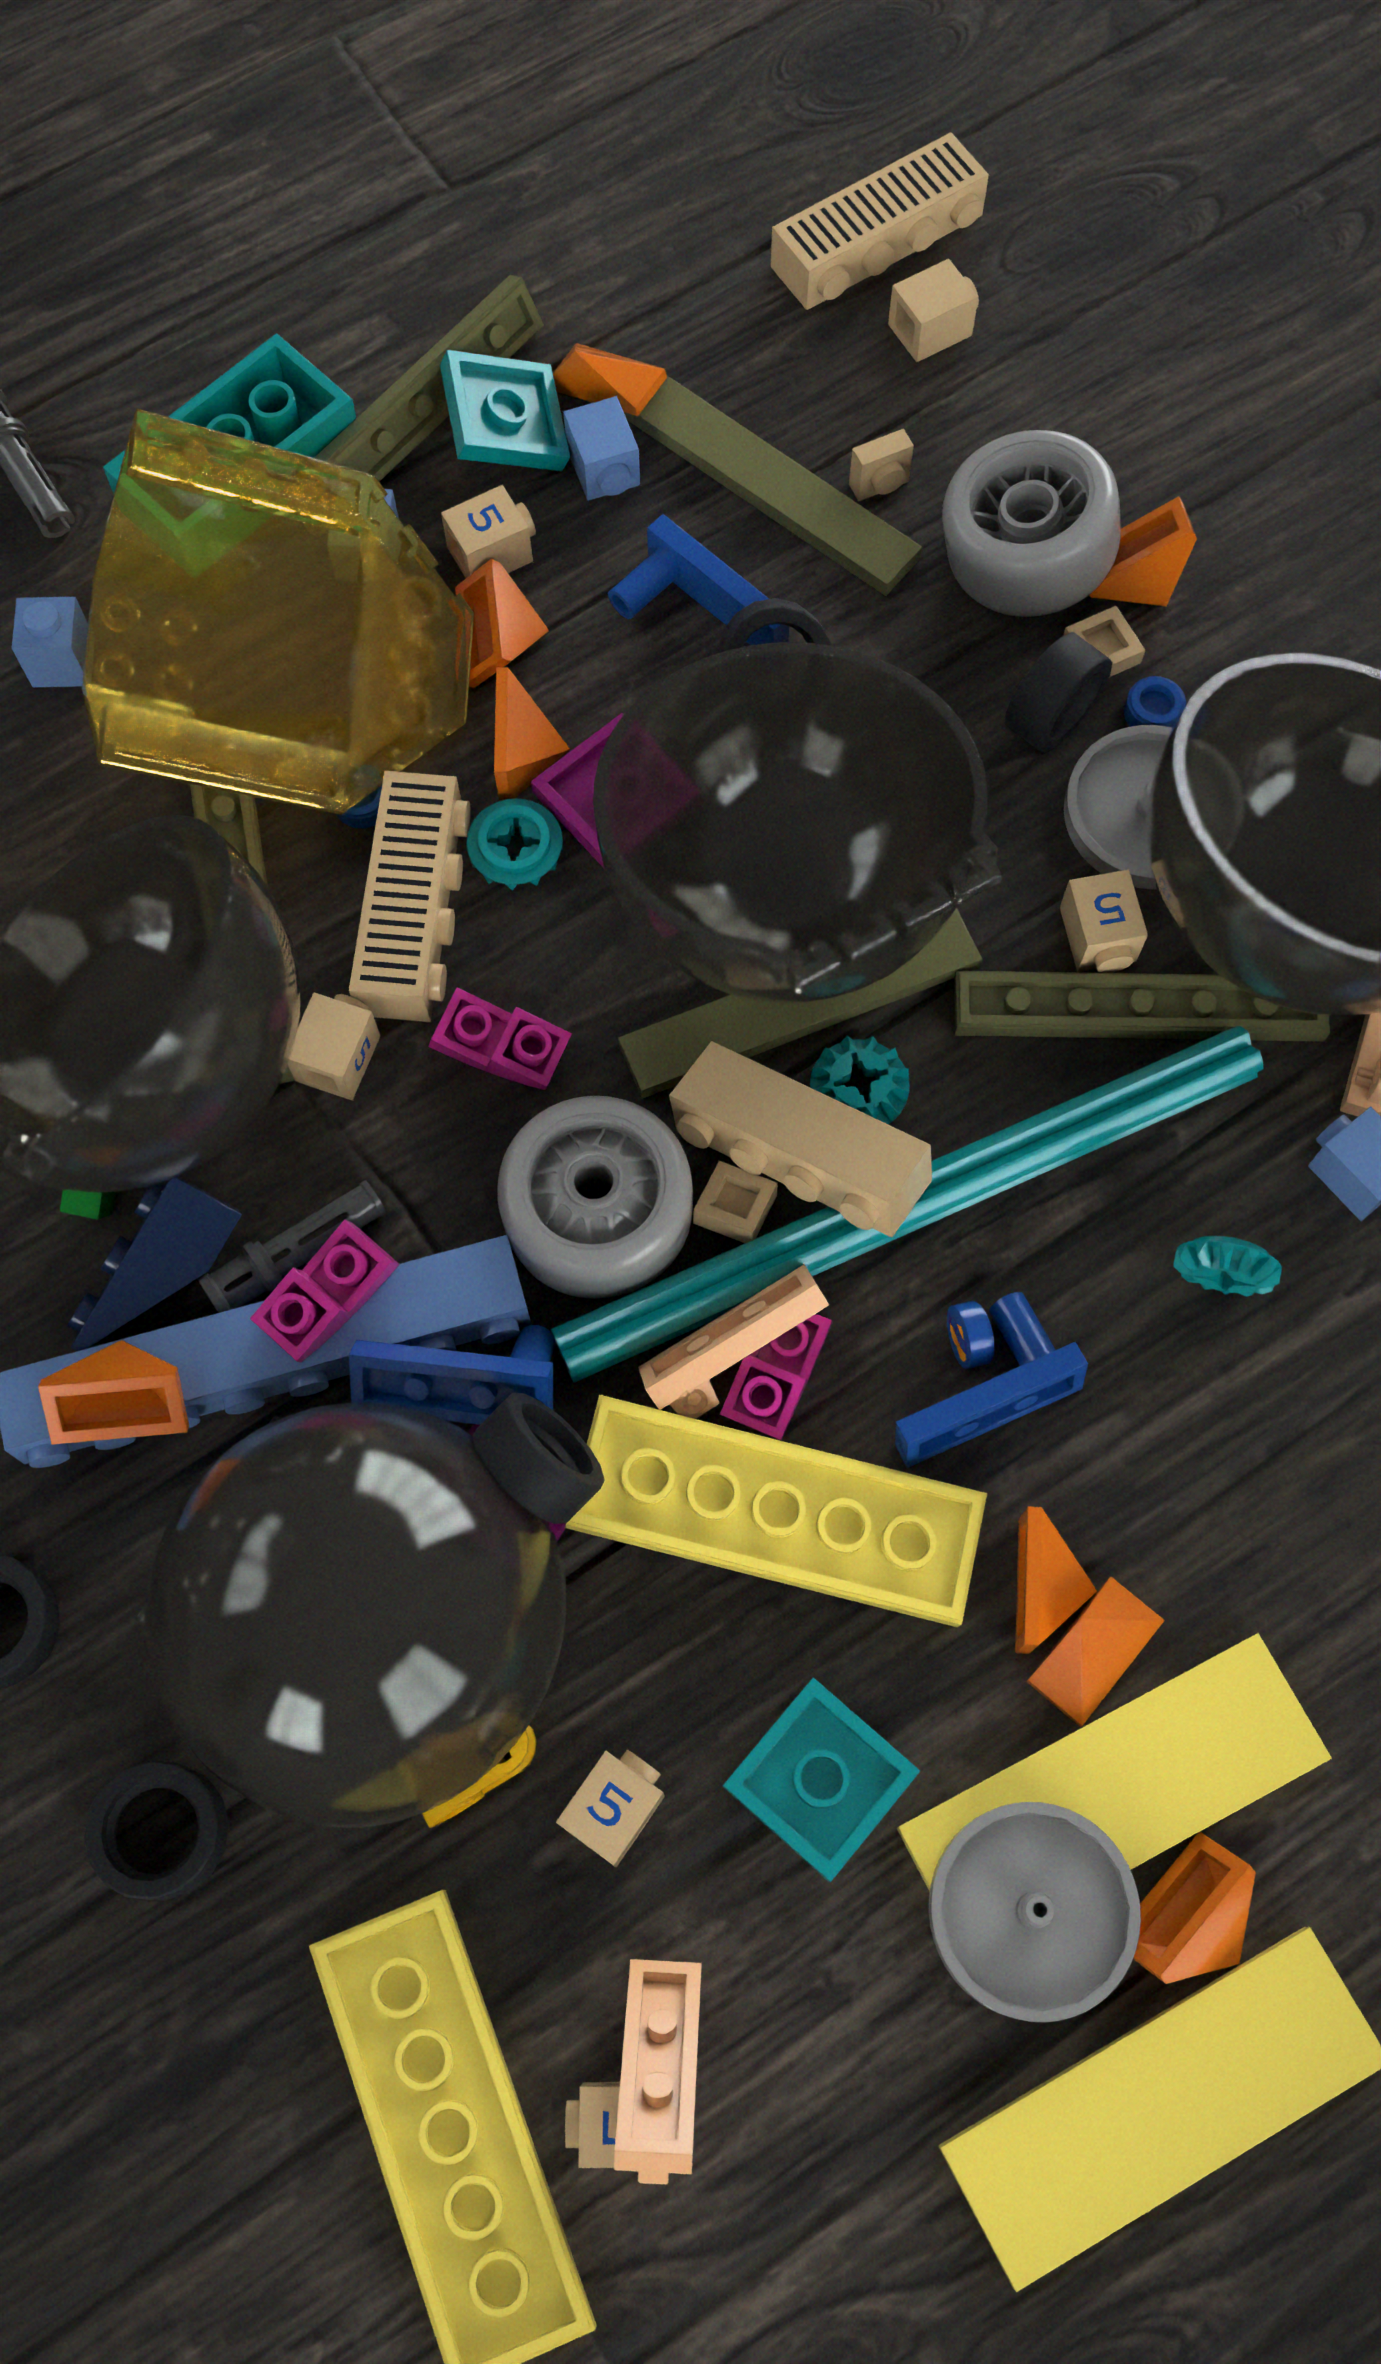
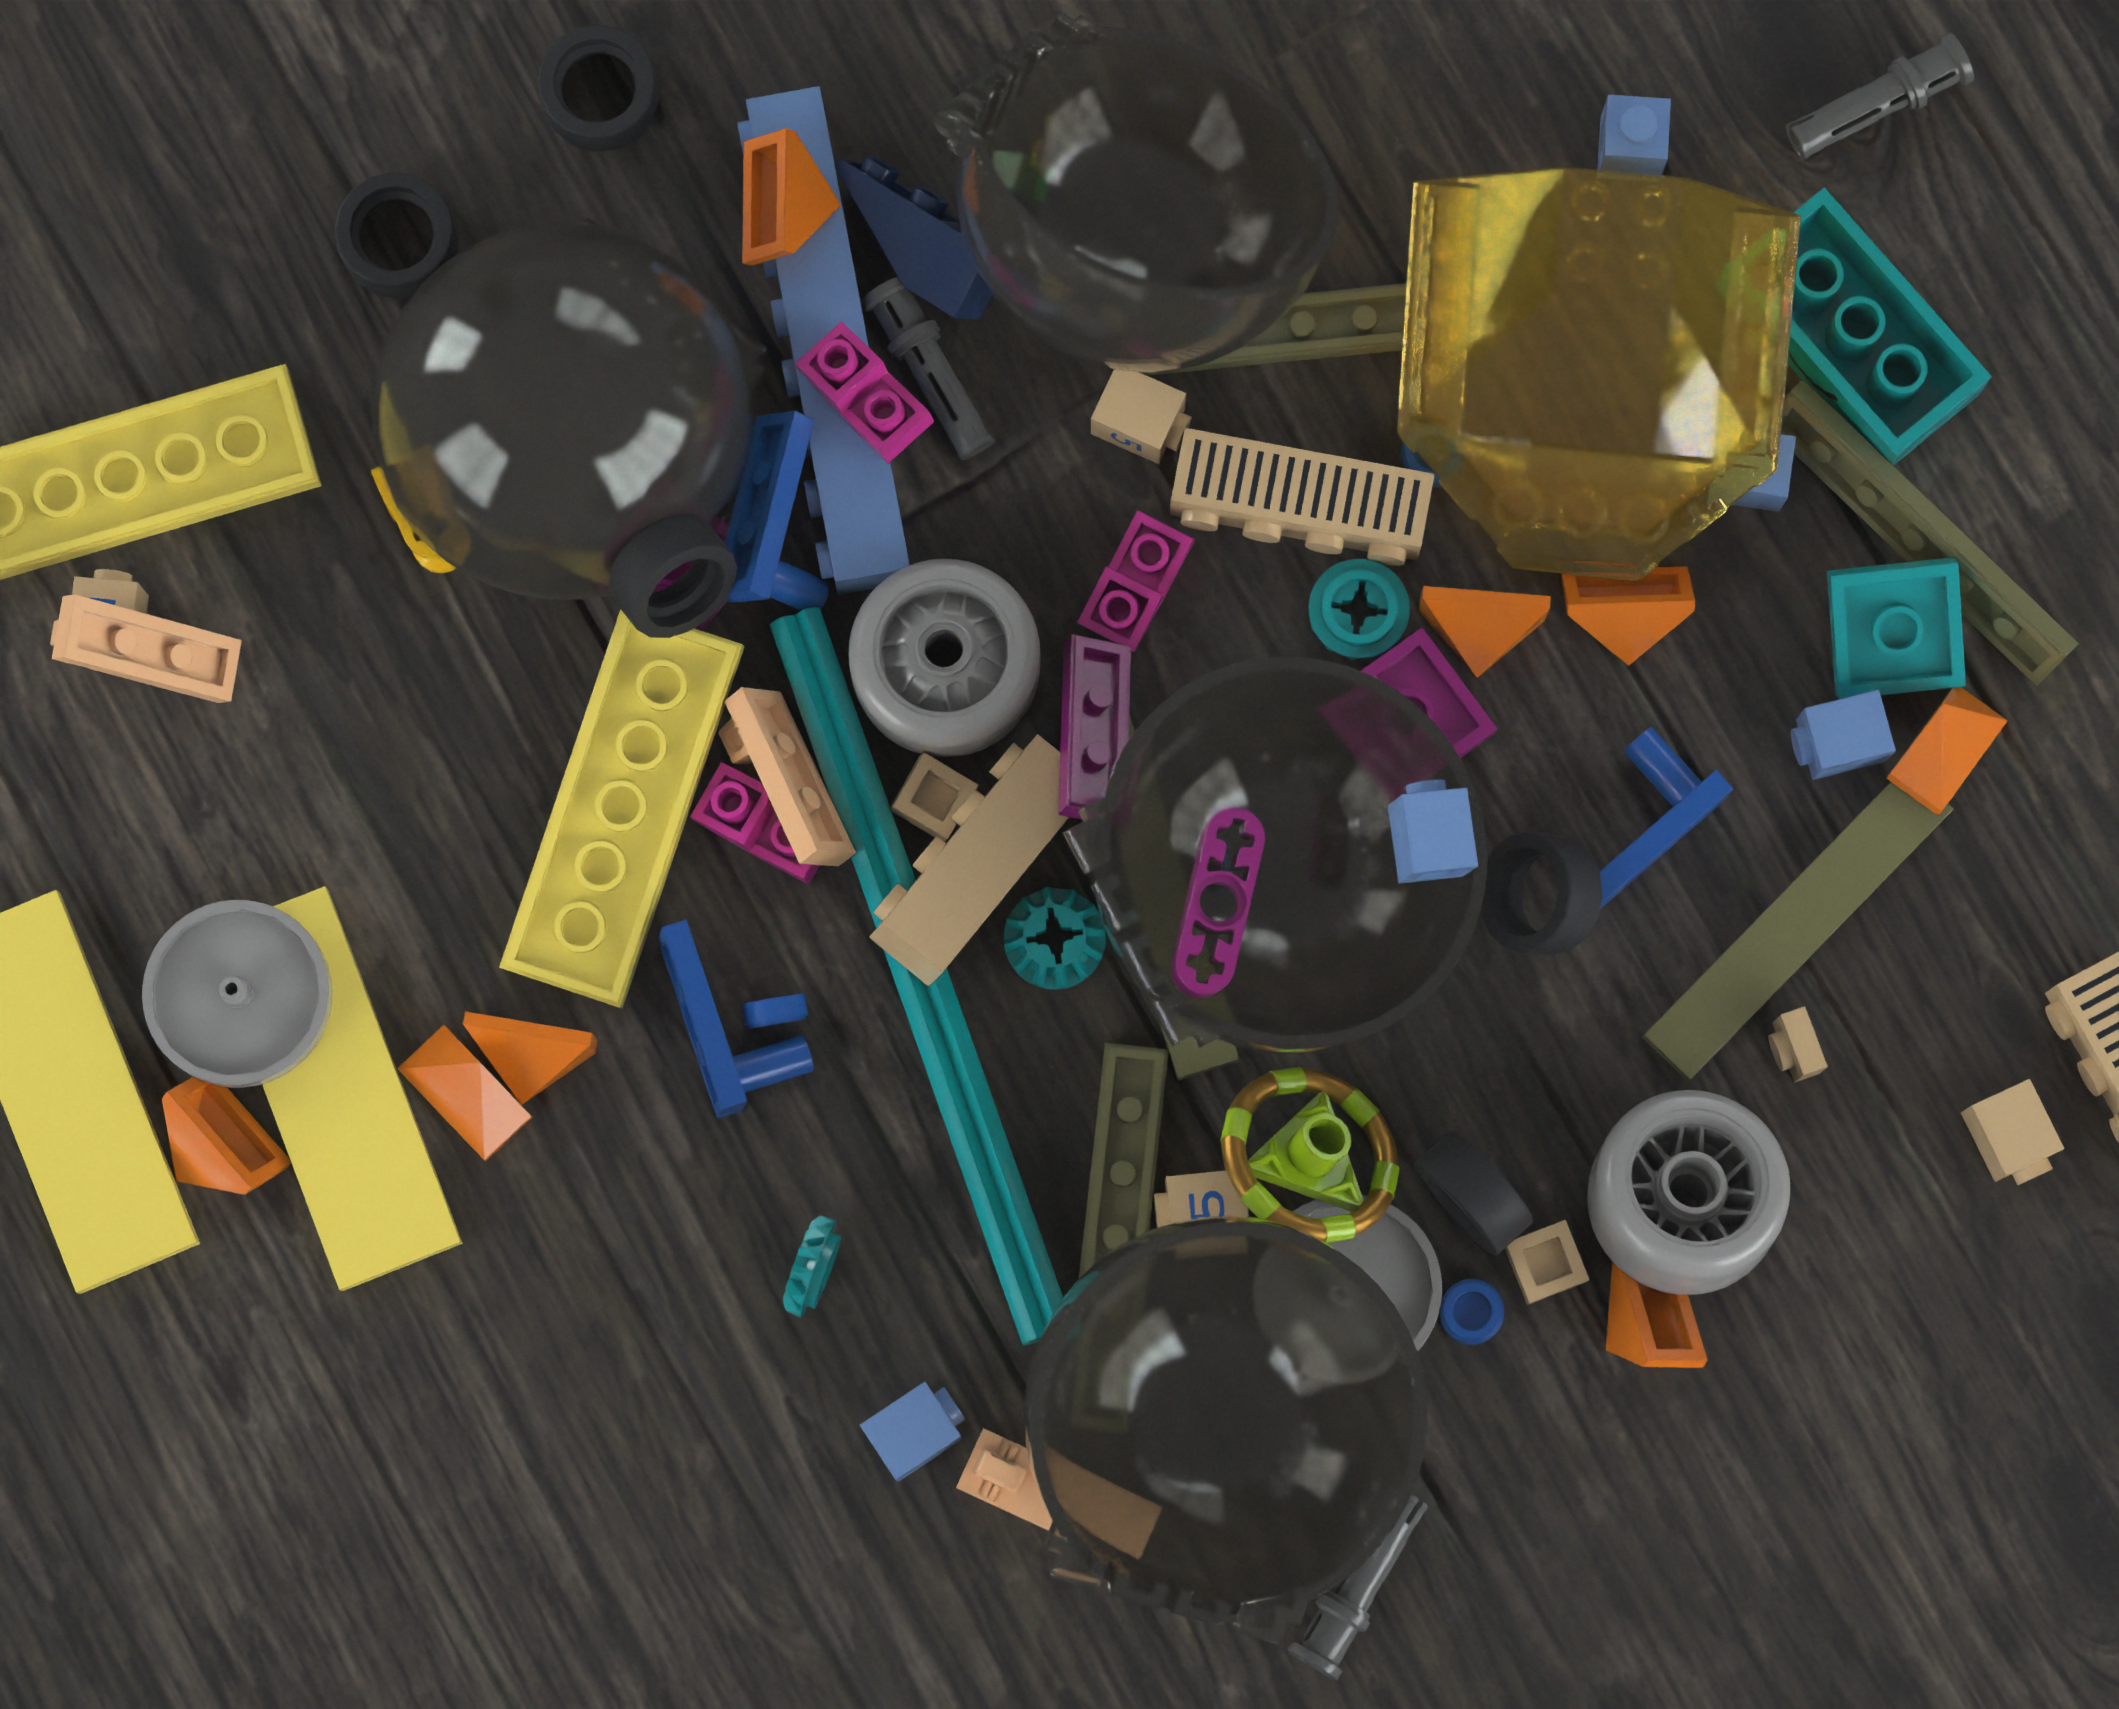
camera: 95 degrees right, 10 degrees up
(489, 529) = (1737, 603): tan brick -> none
(613, 1805) = (370, 632): tan brick -> none
(659, 1047) = (1091, 718): none -> magenta tile
(760, 668) = (1432, 832): none -> medium blue brick
(821, 1779) = (374, 821): teal plate -> none
(831, 832) = (1246, 860): none -> magenta beam
(1049, 828) = (1311, 1154): none -> lime piece

